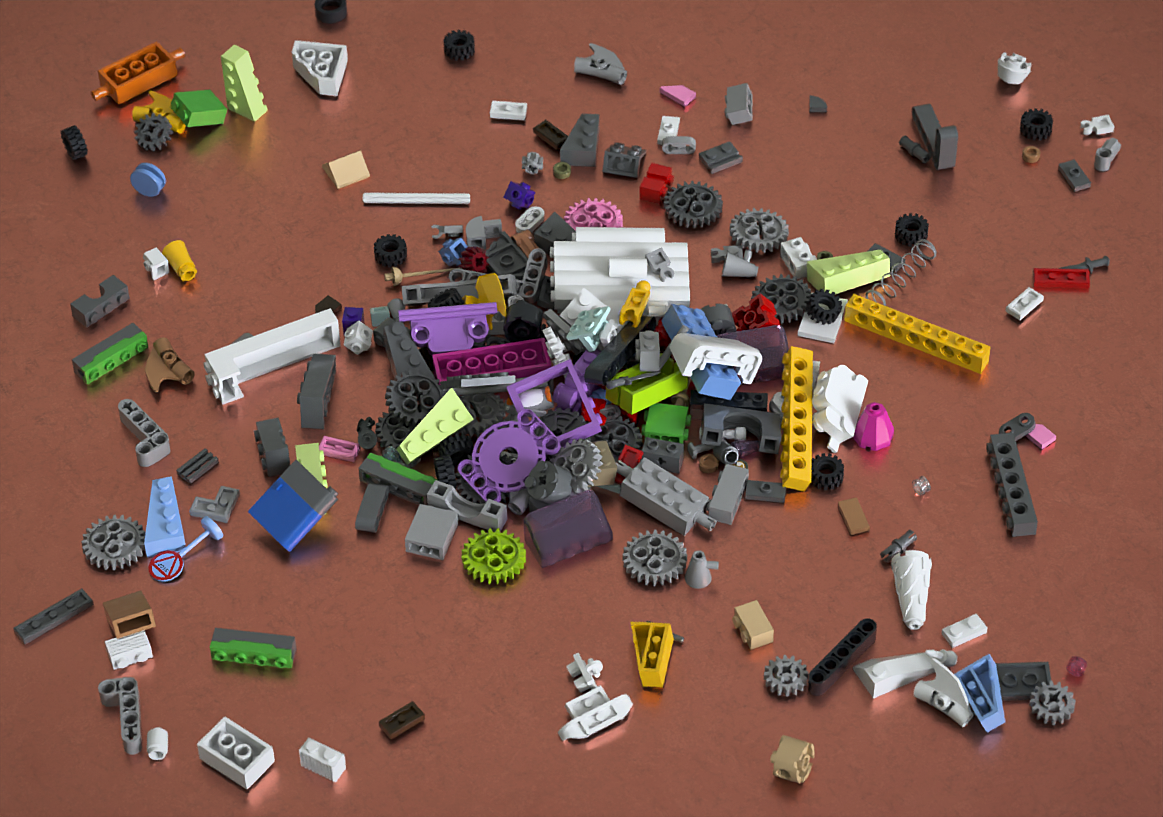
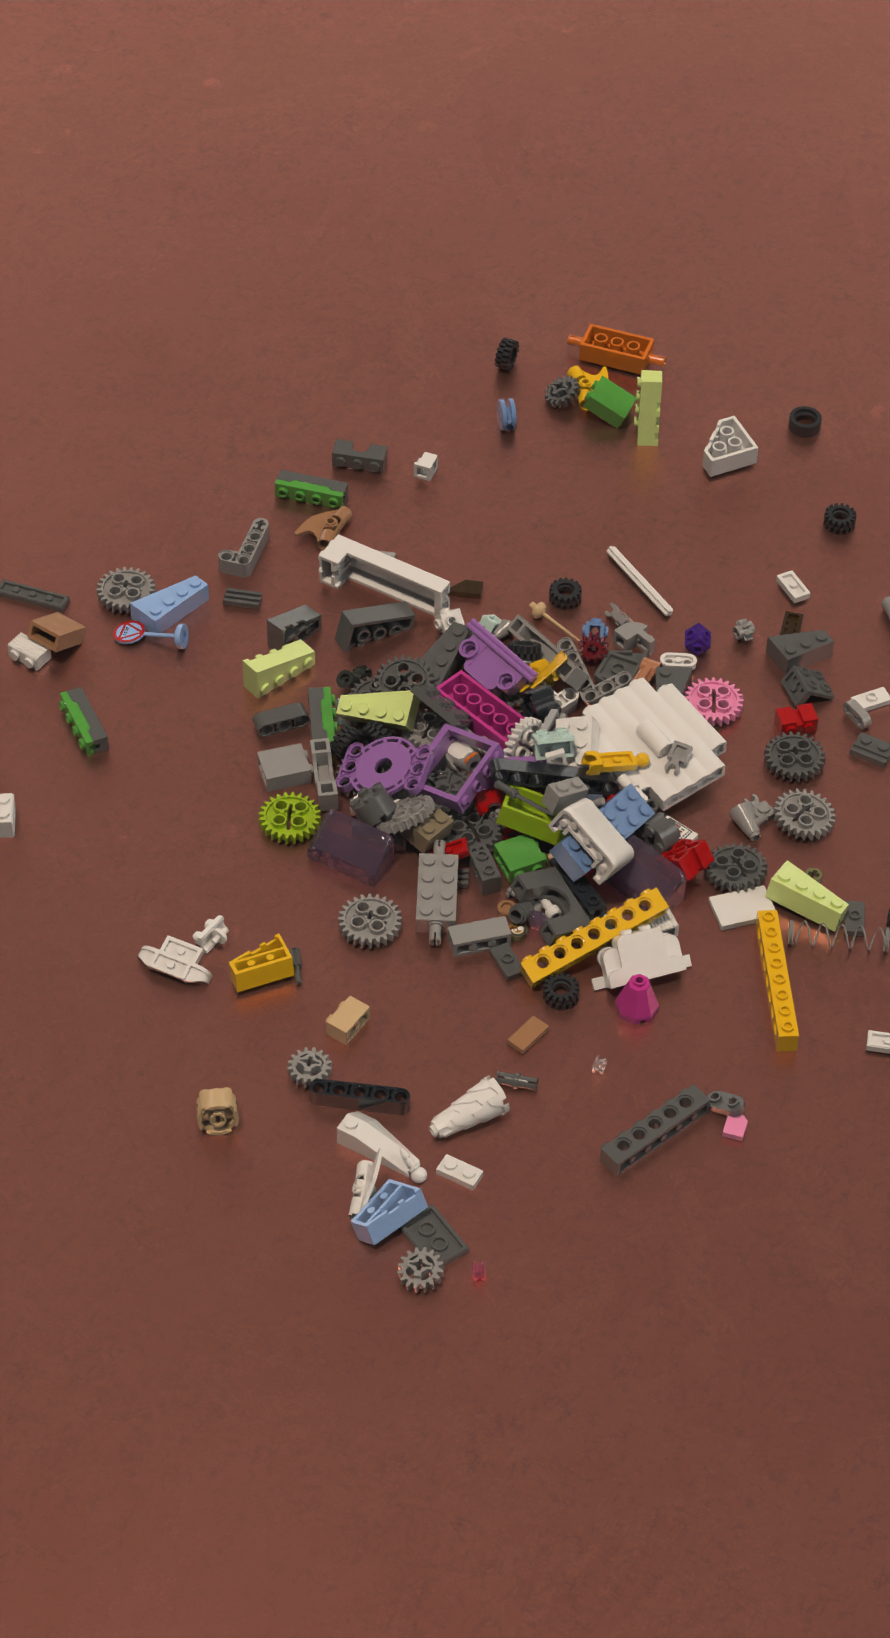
camera: 55 degrees right, 0 degrees up
(179, 259) = (441, 476): yellow plant -> none
(217, 509) = (210, 633): light grey tile -> none
(293, 505) = (230, 667): blue door -> none
(338, 450) = (331, 680): bright pink tile -> none
(347, 169) = (631, 524): tan slope -> none
(351, 316) = (467, 606): dark purple brick -> none
(401, 720) = (80, 844): dark brown plate -> none
(562, 170) = (758, 655): olive tile -> none
(698, 571) = (377, 957): light grey piece -> none
(795, 256) = (798, 852): white brick -> none
(821, 314) = (743, 908): black tyre -> none

